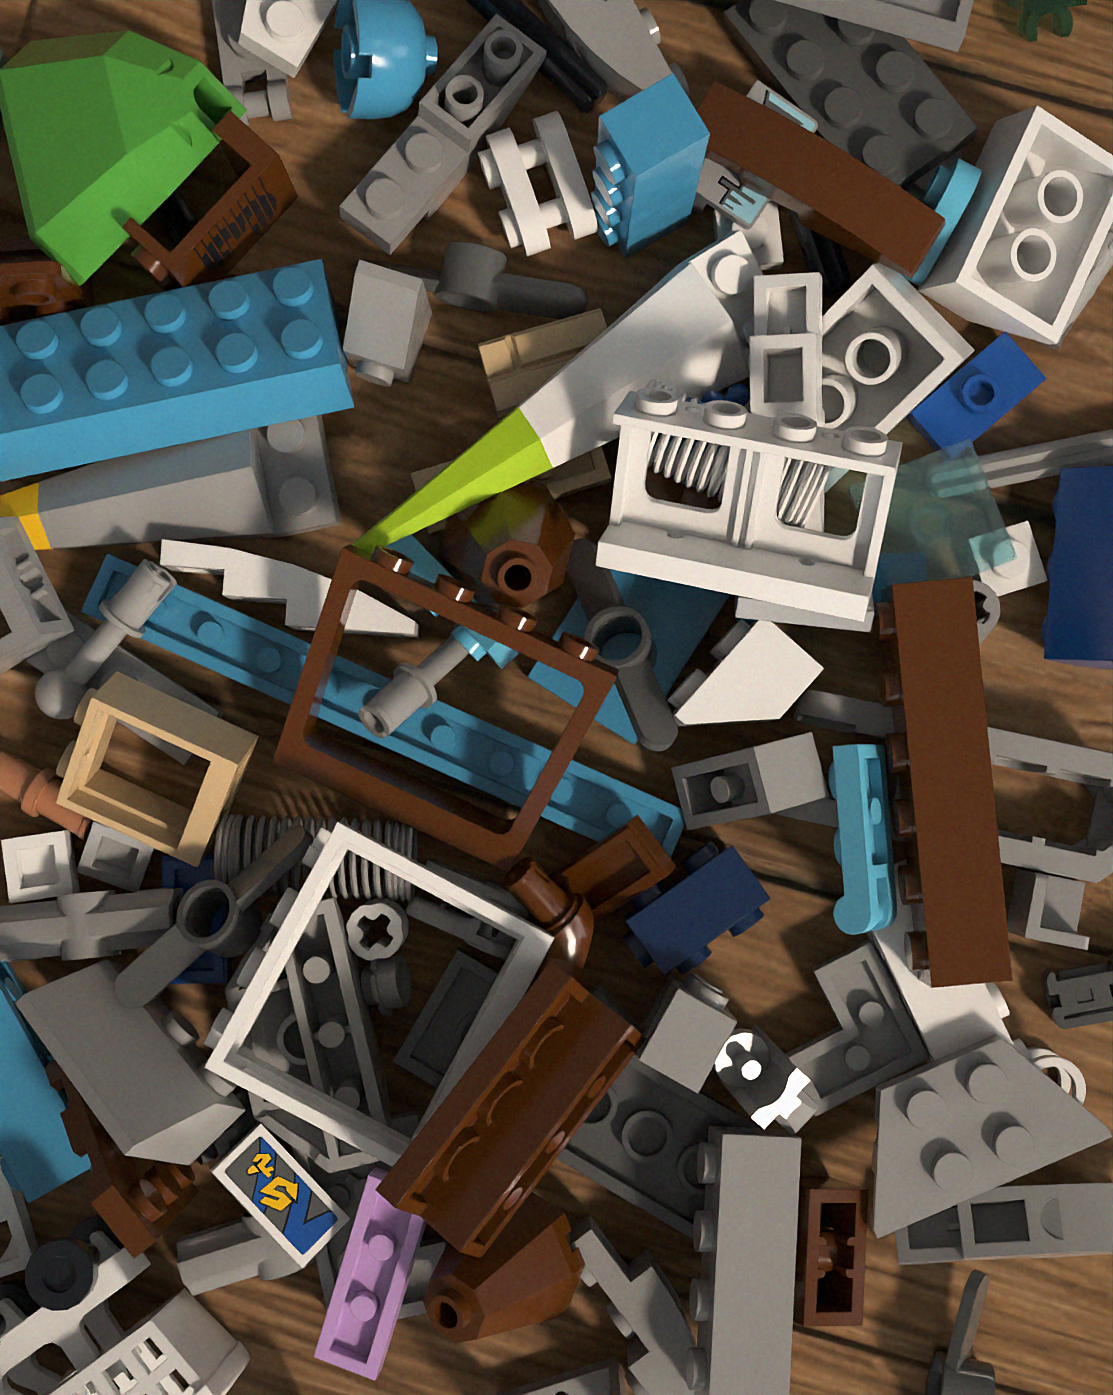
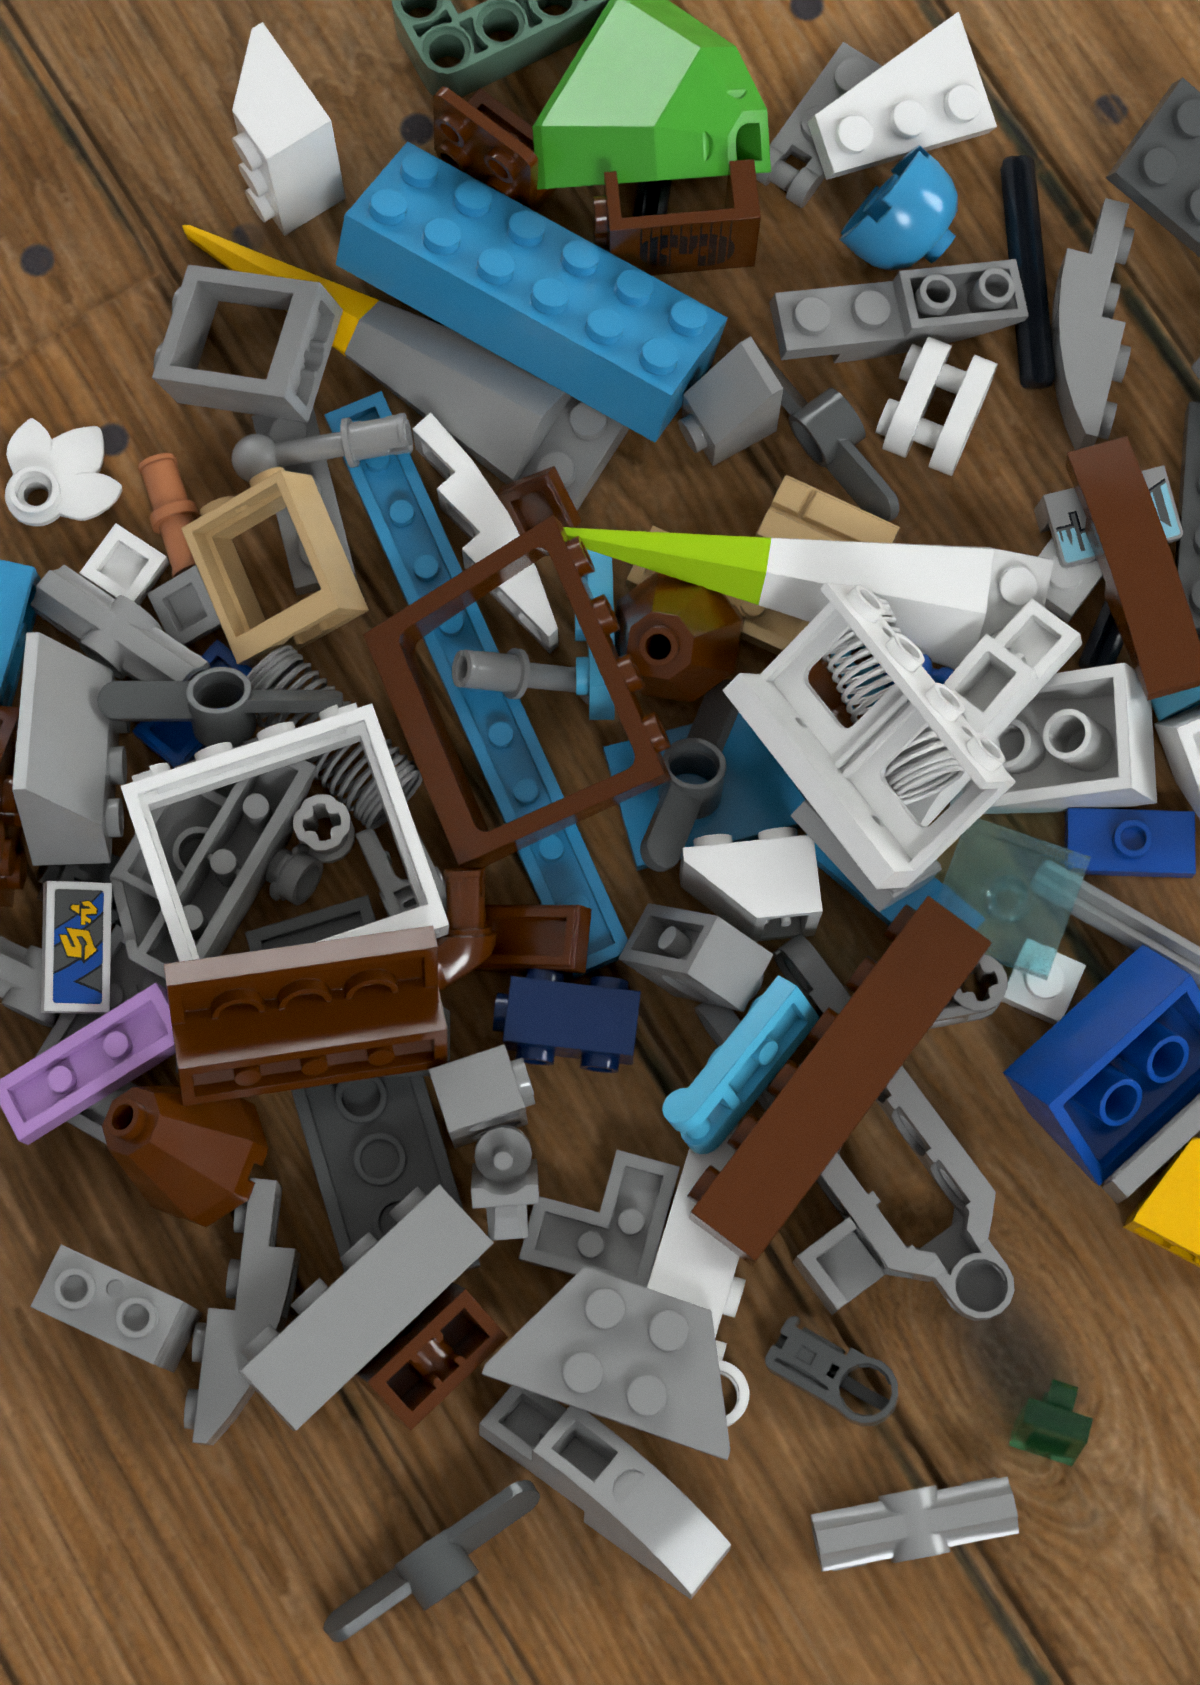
camera: 40 degrees right, 10 degrees down
(311, 536) = (538, 498): none -> reddish brown tile
(647, 166) = (1011, 449): dark azure brick -> none

